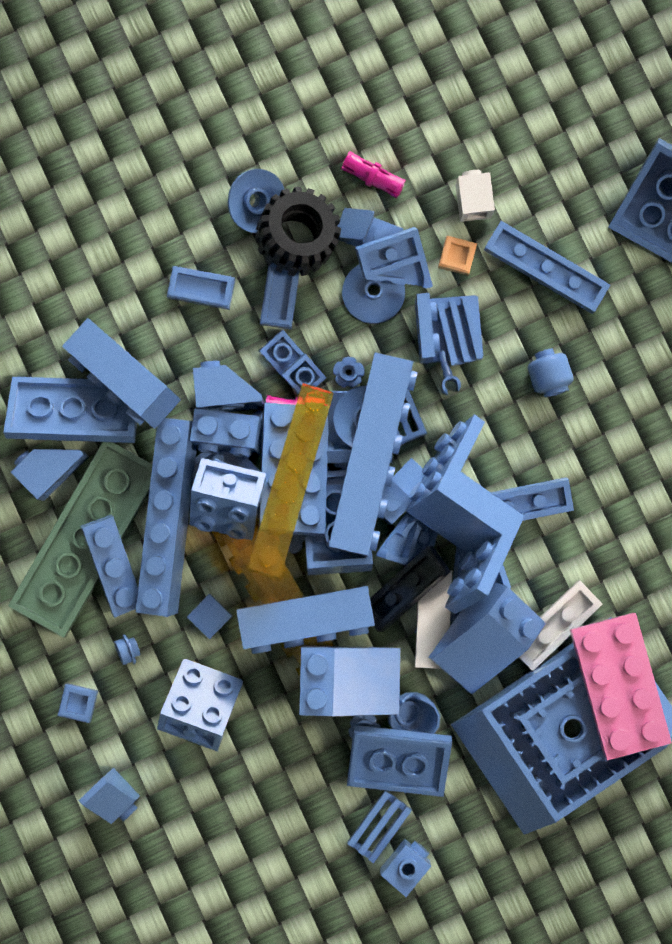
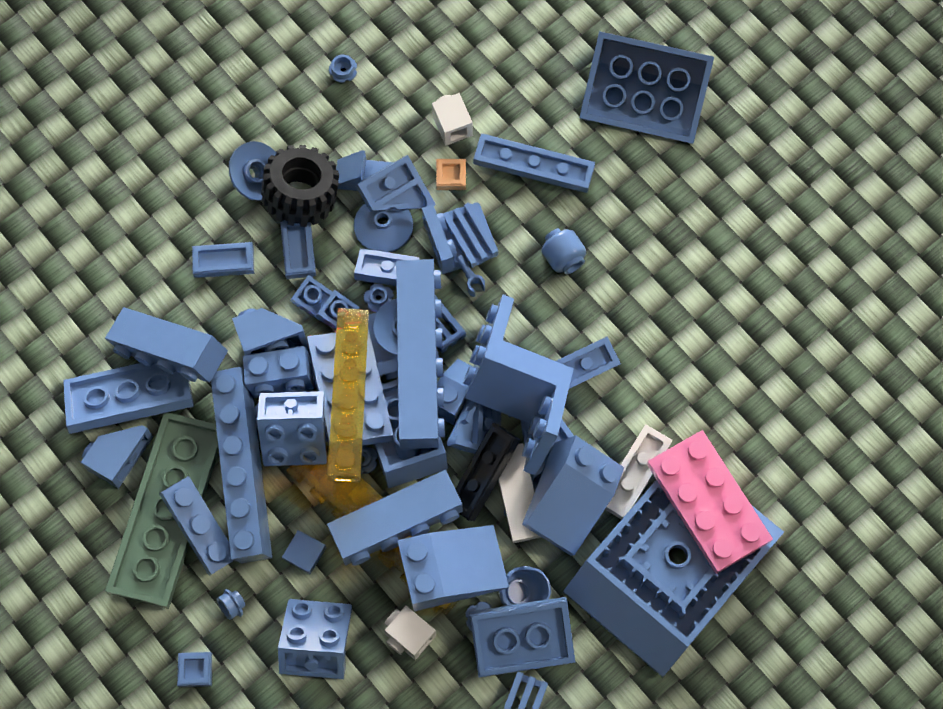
camera: 15 degrees left, 15 degrees down
(289, 726) = (408, 632): none -> white brick
(362, 341) = (378, 266): none -> plate
(373, 174) = (356, 125): dark pink pin -> none
(379, 99) = (340, 62): none -> medium blue plate

